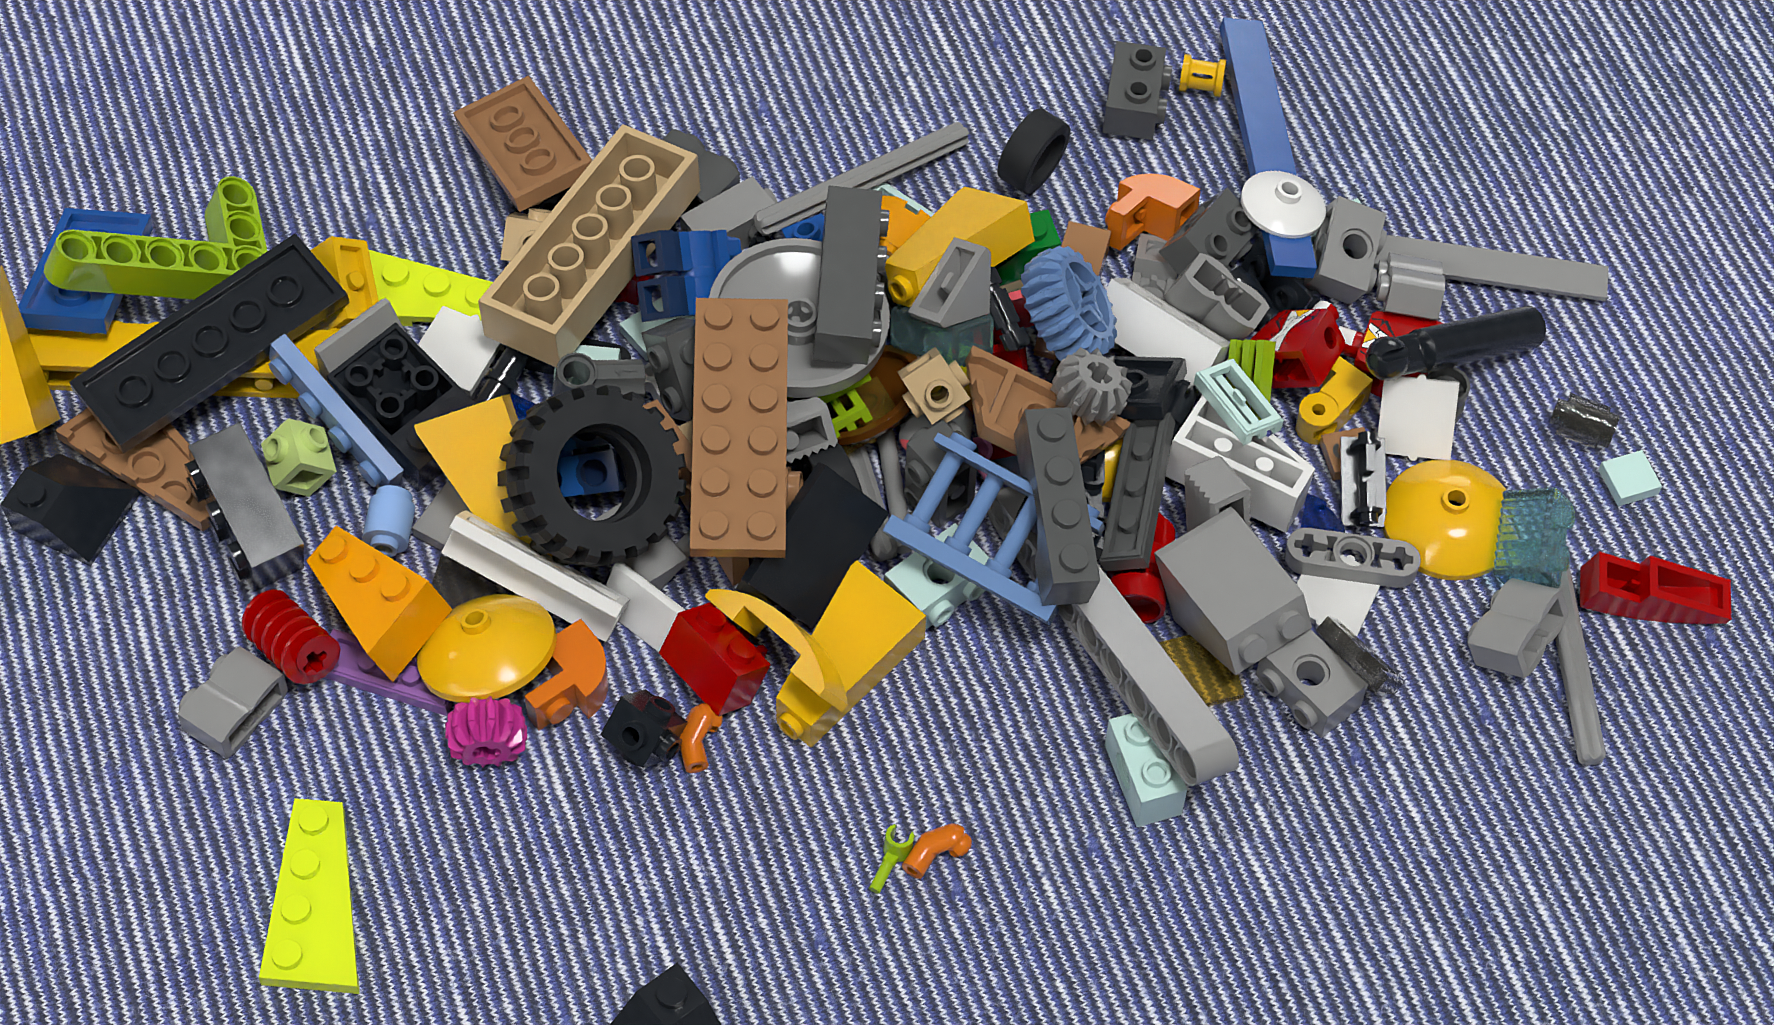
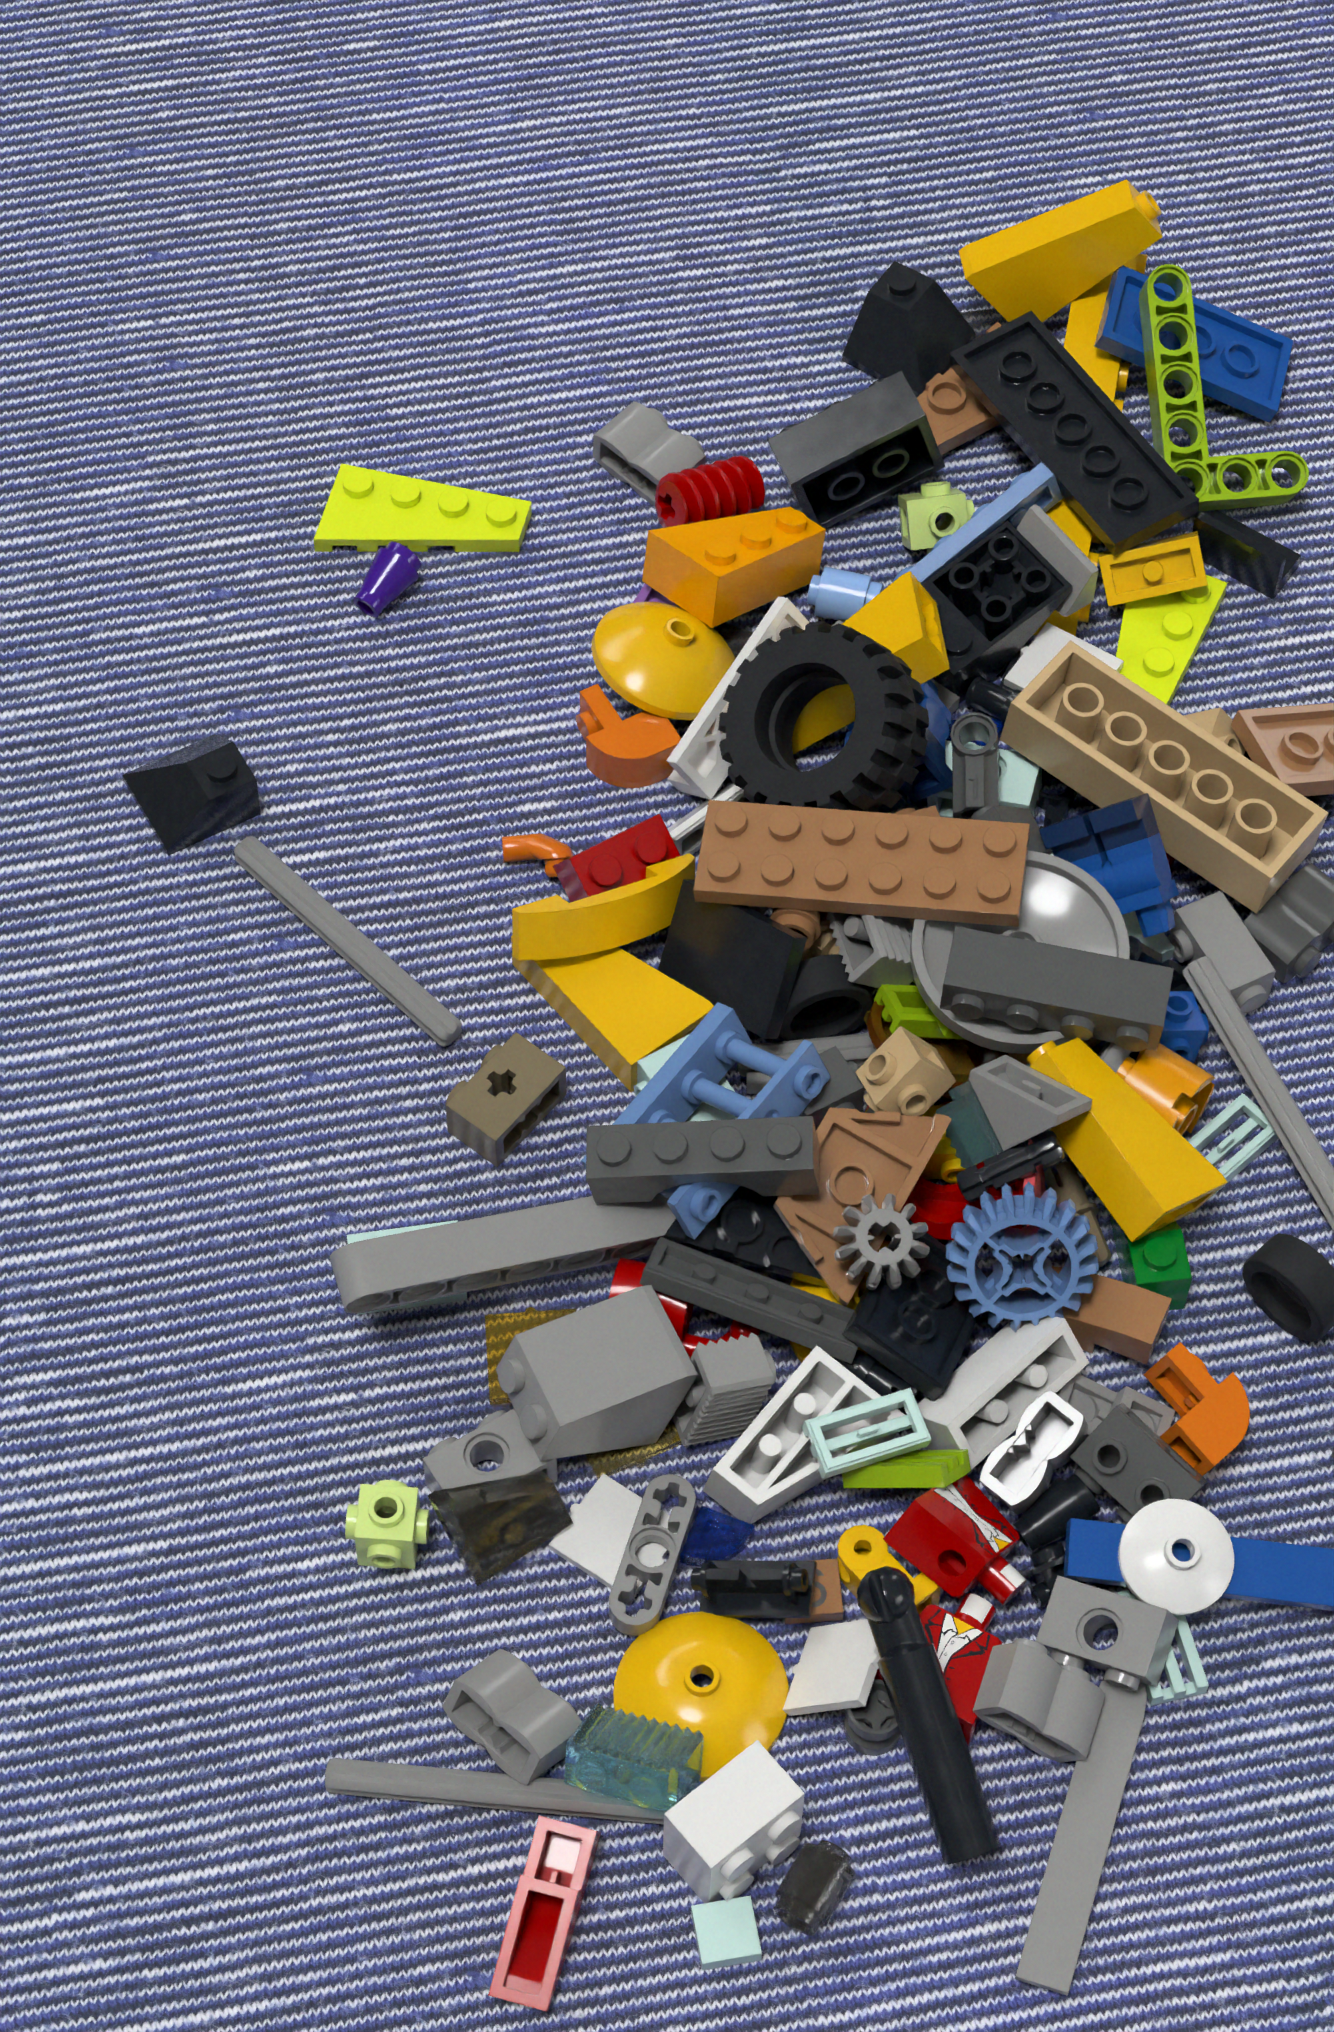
camera: 100 degrees right, 0 degrees up
(314, 219) = (1245, 553): none -> black panel
(401, 910) = (388, 577): none -> dark purple cone
(486, 731) = (565, 652): dark pink gear -> none
(645, 729) = (545, 794): black brick -> none
(813, 882) = (348, 941): none -> light grey axle
(894, 853) = (360, 1015): lime hand -> none
(948, 837) = (364, 1056): orange arm -> none
(963, 719) = (505, 1098): none -> dark tan brick
(1383, 742) = (387, 1525): none -> yellowish green brick
(1568, 454) = (734, 1825): none -> white brick

